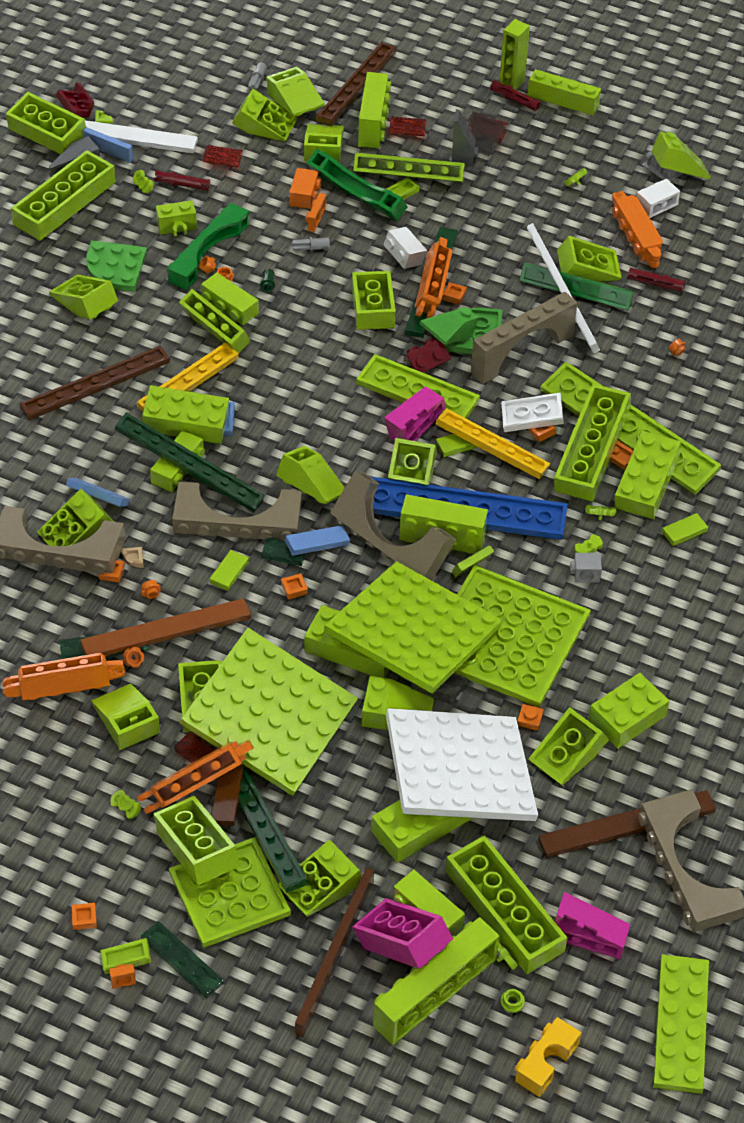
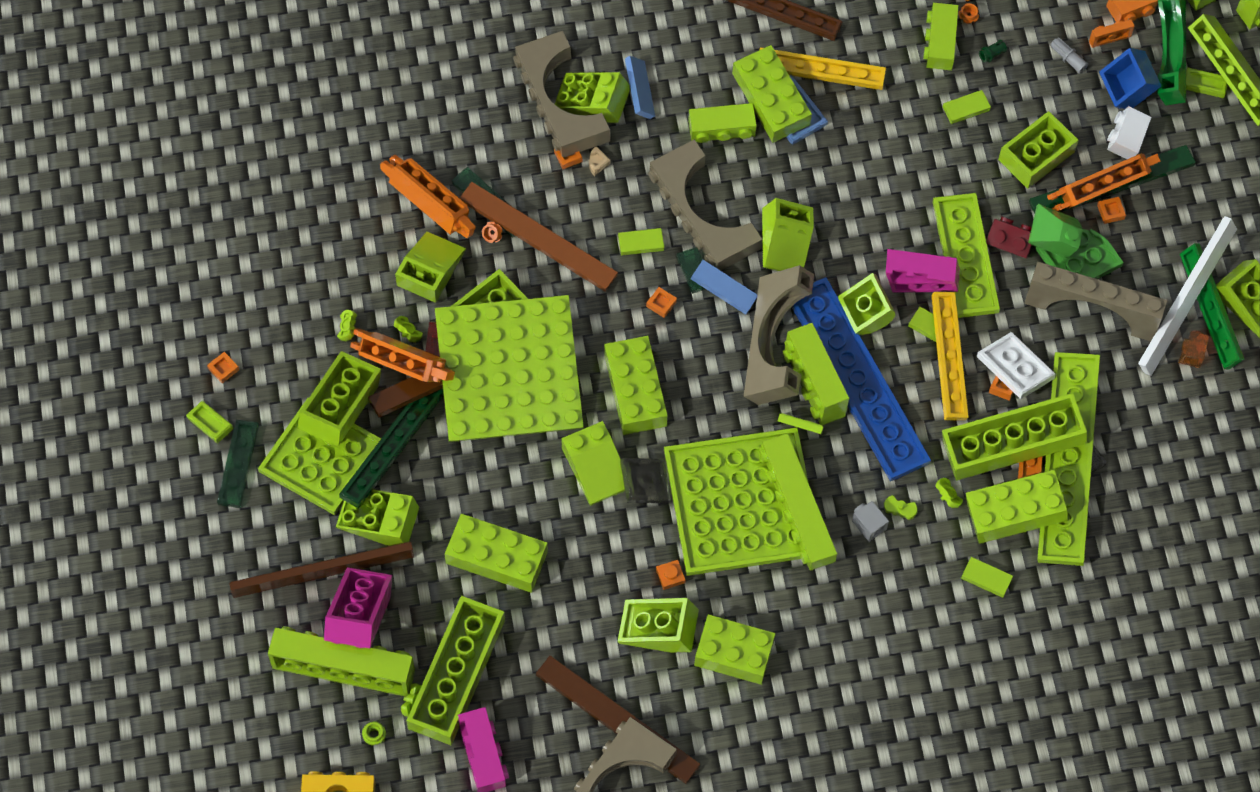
camera: 55 degrees right, 15 degrees up
(122, 976) = (189, 431): orange plate -> none
(150, 589) = (571, 197): orange plate -> none
(167, 764) = (408, 329): none -> lime piece
(189, 462) = (720, 133): dark green tile -> none
(214, 321) = (900, 43): lime brick -> none
(297, 321) = (966, 107): none -> lime tile
(366, 219) = (1130, 78): none -> blue piece
(413, 626) = (679, 421): lime plate -> none
(419, 893) = (401, 613): lime brick -> none
(460, 765) = (563, 549): white plate -> none
(540, 595) = (798, 502): none -> lime brick
(602, 313) = (1194, 349): none -> clear orange brick
(677, 347) = (1209, 440): orange plate -> none

